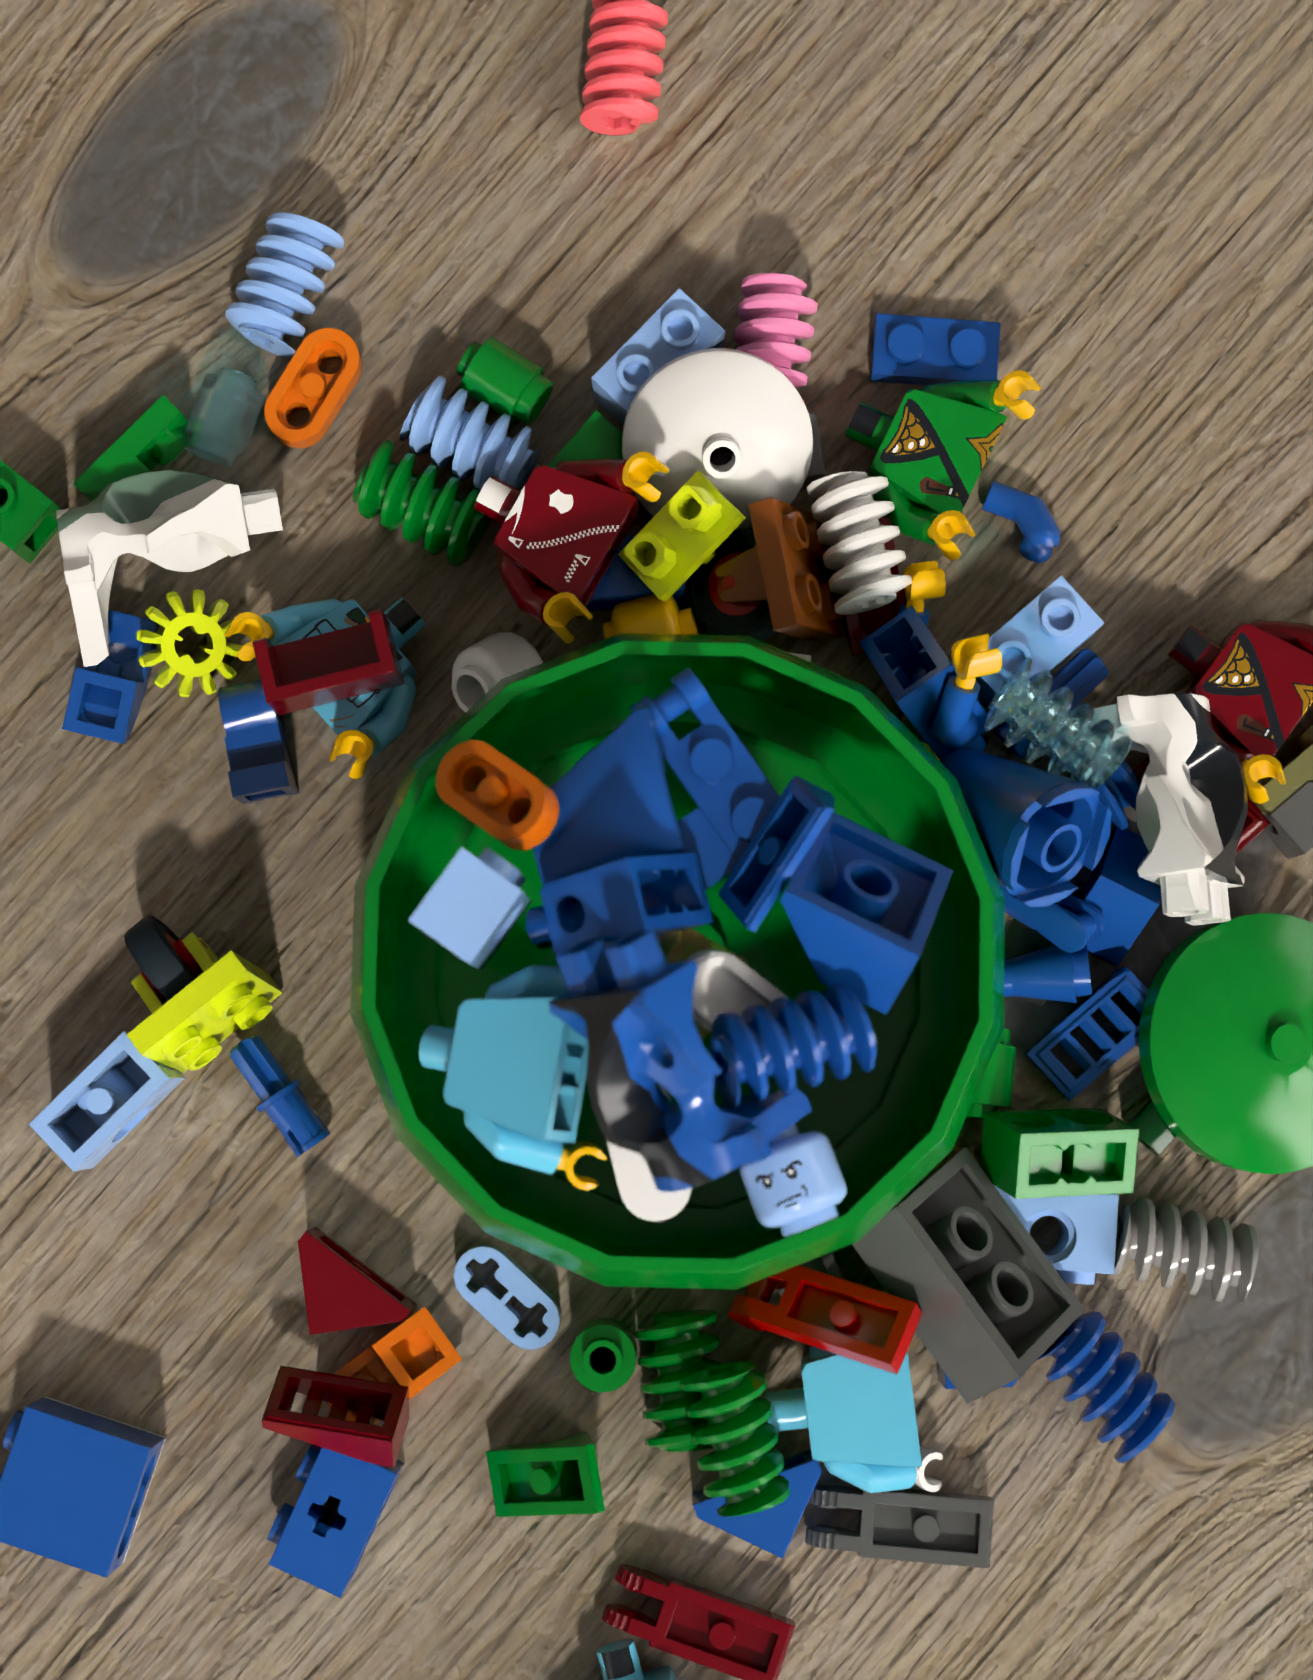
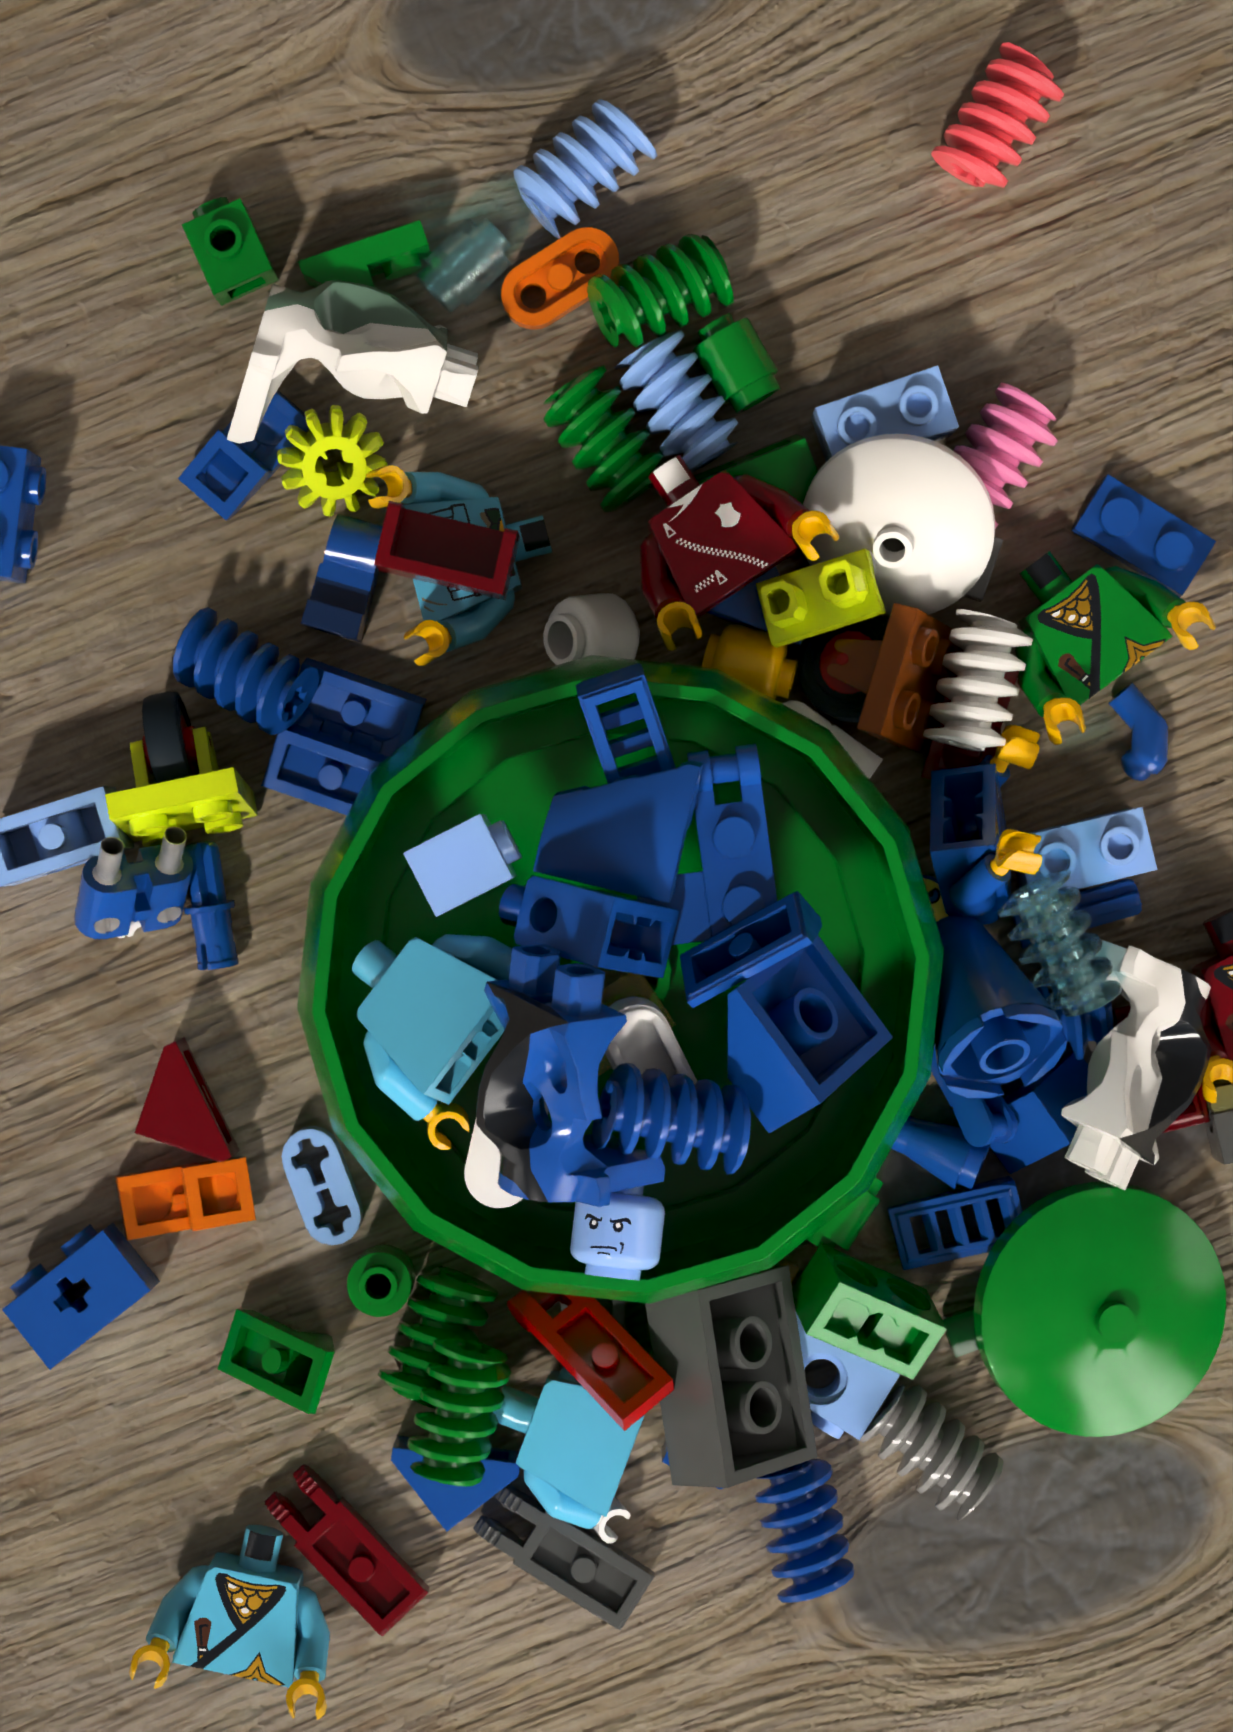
camera: 25 degrees right, 5 degrees up
(203, 868) = (242, 675): none -> blue piece
(207, 1111) = (145, 893): none -> blue piece
(311, 882) = (341, 738): none -> blue slope
(354, 1439) = (128, 1242): dark red slope -> none
(401, 348) = (659, 287): none -> green piece
(502, 796) = (535, 778): orange plate -> none
(530, 682) = (613, 686): none -> blue slope

